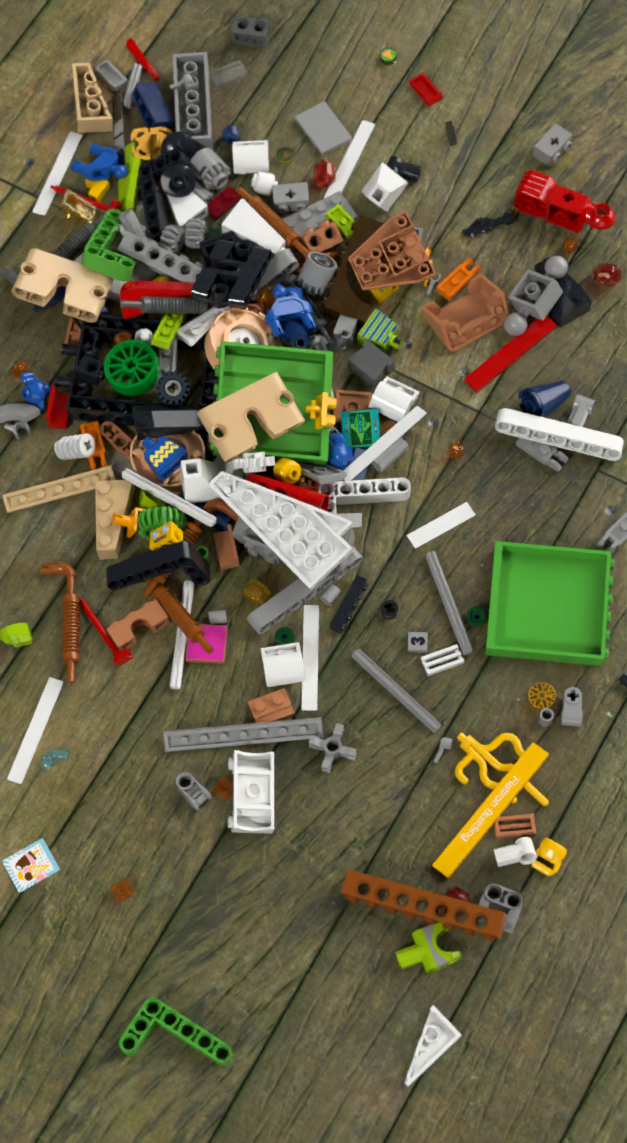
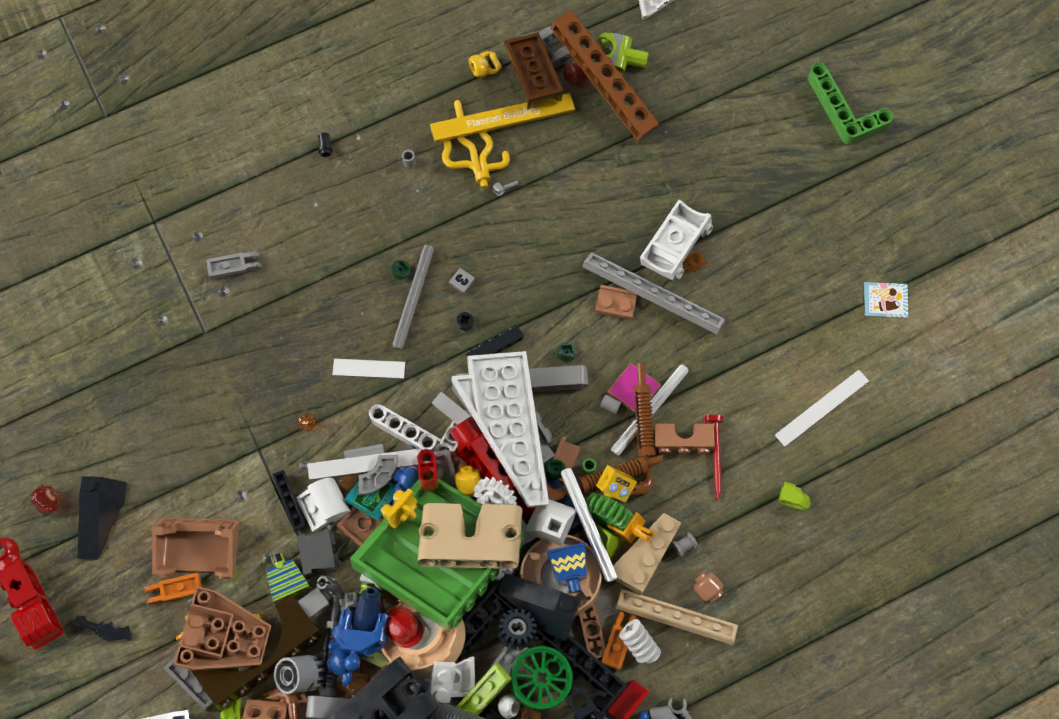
camera: 150 degrees left, 5 degrees up
(46, 524) = (708, 586): none -> nougat head
(54, 755) = (820, 373): clear light blue arm -> none
(70, 616) = (736, 486): dark orange piece -> none
(85, 544) = (685, 544): none -> light grey bush
(128, 891) = (820, 237): clear orange plate -> none
(157, 563) = (640, 469): black beam -> none
(195, 793) = (722, 270): light grey piece -> none
(202, 316) = (442, 681): none -> white plate
(224, 524) = (554, 469): none -> dark green tile
(256, 592) = (566, 400): clear yellow wheel -> none
(258, 333) = (404, 627): none -> red piece
(283, 664) = (583, 328): white brick -> none
(310, 657) = (557, 323): white sticker -> none
(321, 456) = (427, 470): none -> red beam
(347, 752) = (594, 243): light grey pin -> none
(364, 440) = (379, 475): none -> light grey tile
(397, 691) = (507, 253): light grey axle -> none
(424, 387) = (289, 501): none -> black piece
(454, 648) = (436, 257): white tile -> none
(493, 865) = (533, 69): none -> reddish brown plate
(497, 827) = (481, 99): nougat tile -> none
(509, 354) = (188, 484): red tile -> none
(522, 851) = (504, 77): white piece -> none
(535, 295) = (86, 527): light grey brick -> none
(541, 697) = (399, 177): wheel -> none
(542, 453) = (236, 378): light grey hinge -> none
(543, 398) = (198, 414): dark blue cone -> none
(550, 603) = (335, 243): bright green panel -> none
(559, 434) = (213, 374): white beam -> none
(570, 245) = (50, 554): clear orange hinge -> none
(572, 710) = (384, 153): light grey piece -> none
(581, 410) = (174, 388): light grey piece -> none

